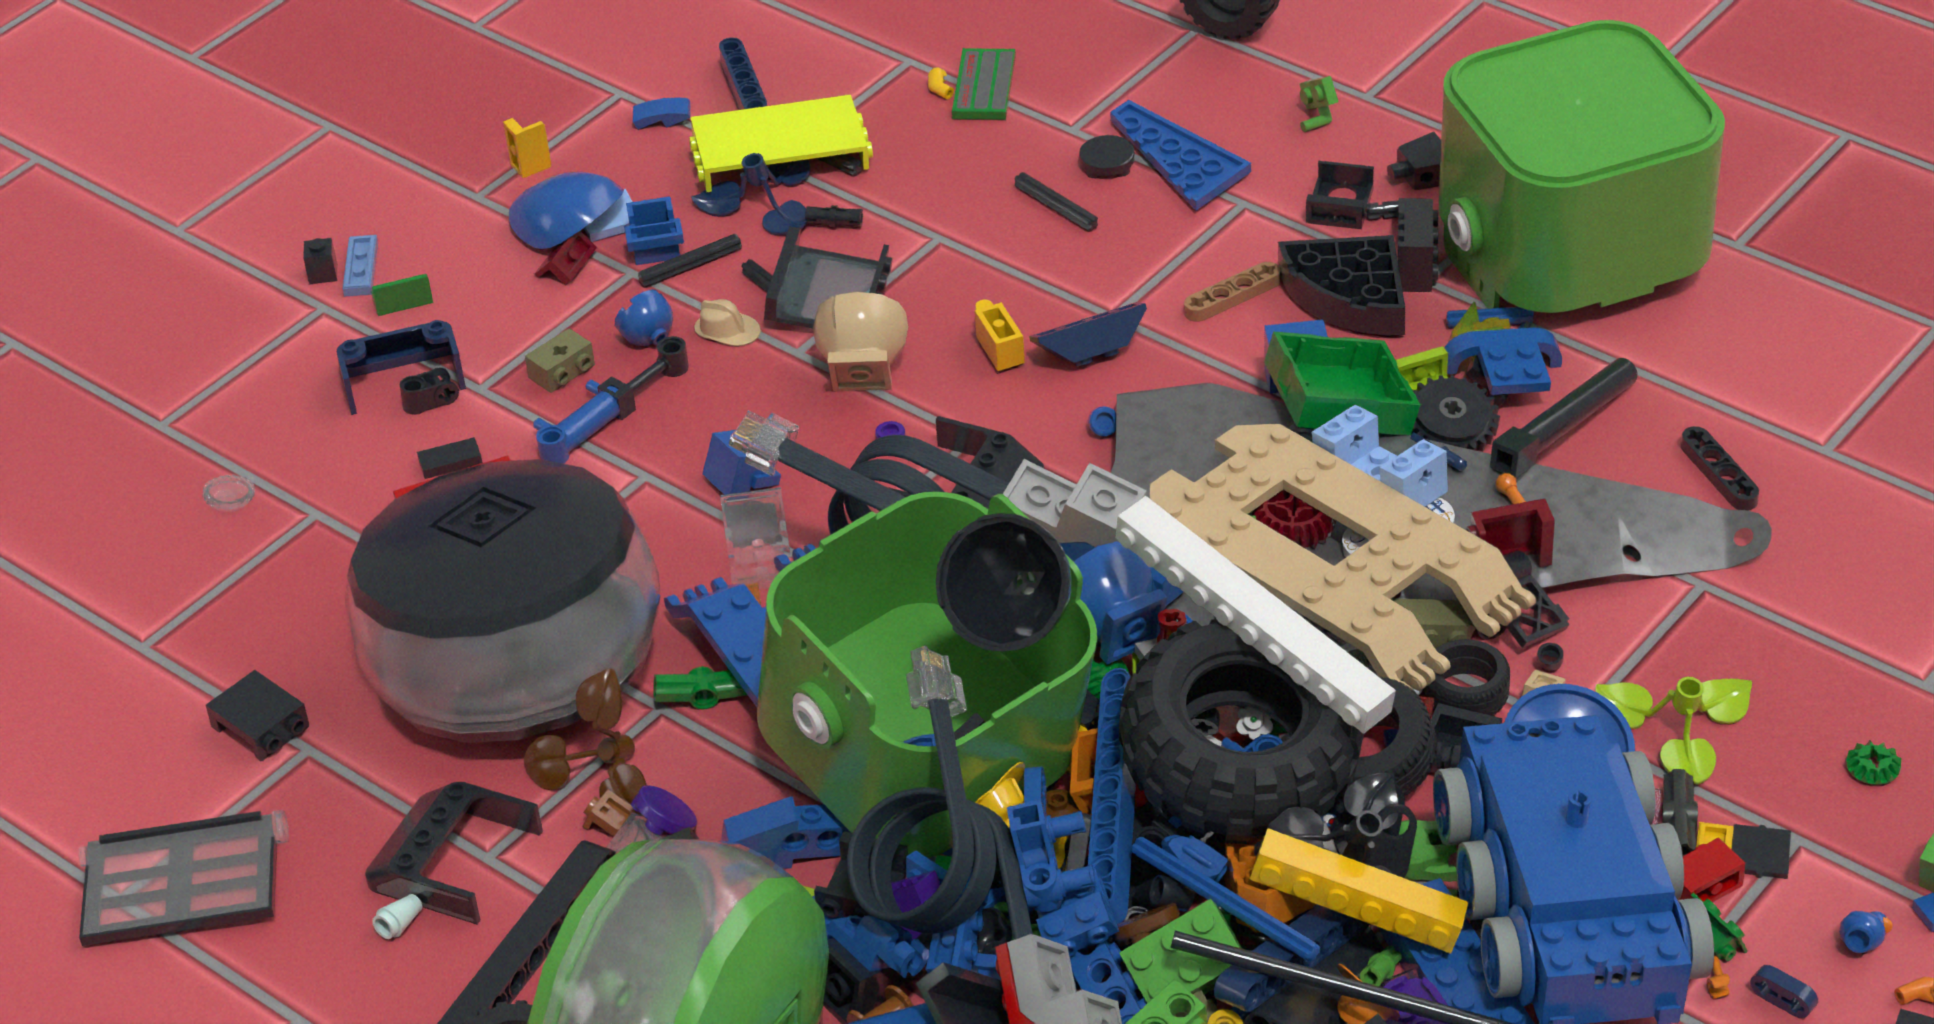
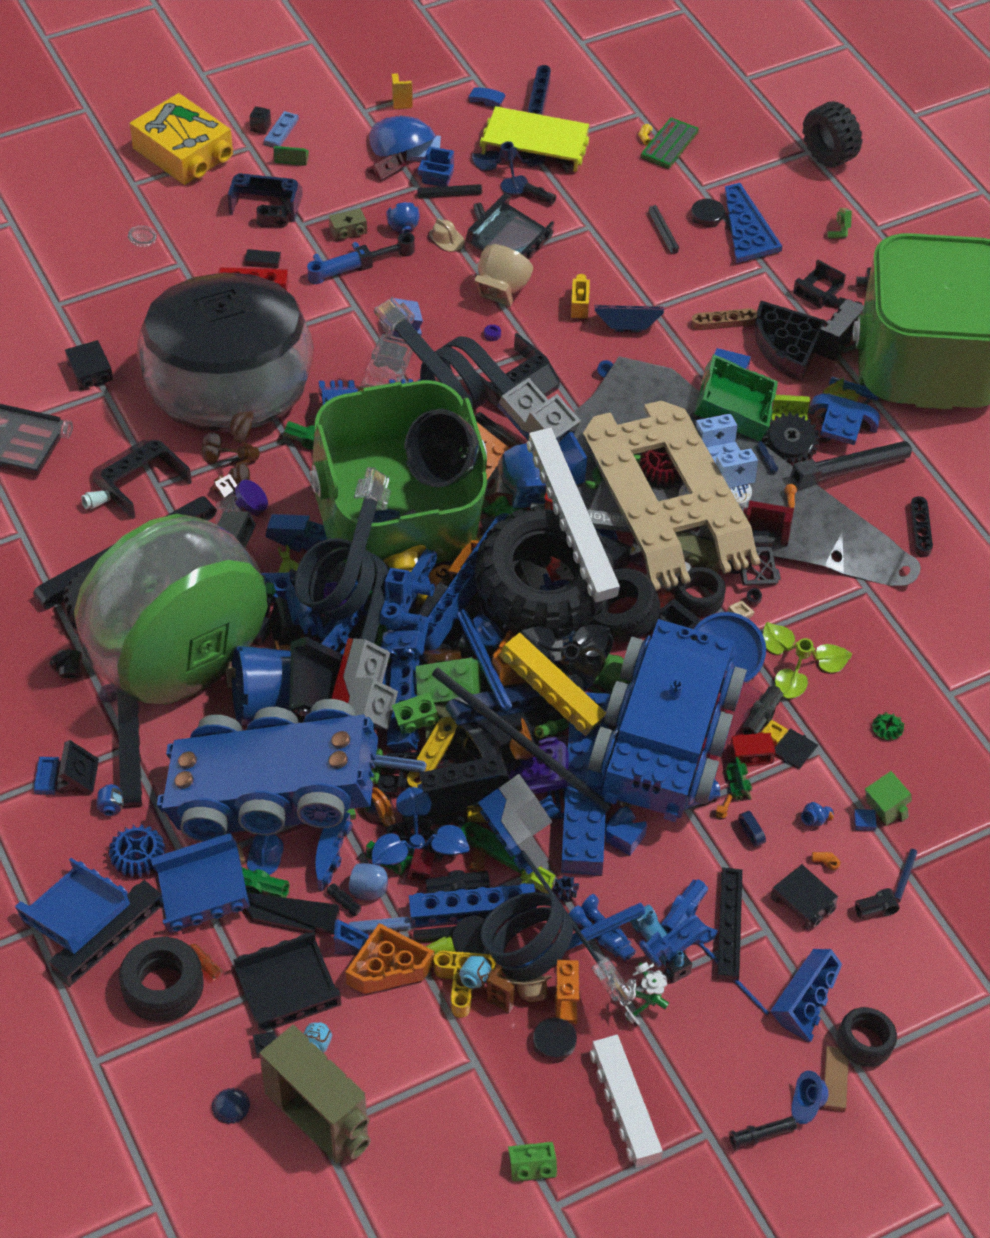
camera: 20 degrees right, 10 degrees up
(210, 328) = (181, 138): none -> yellow brick

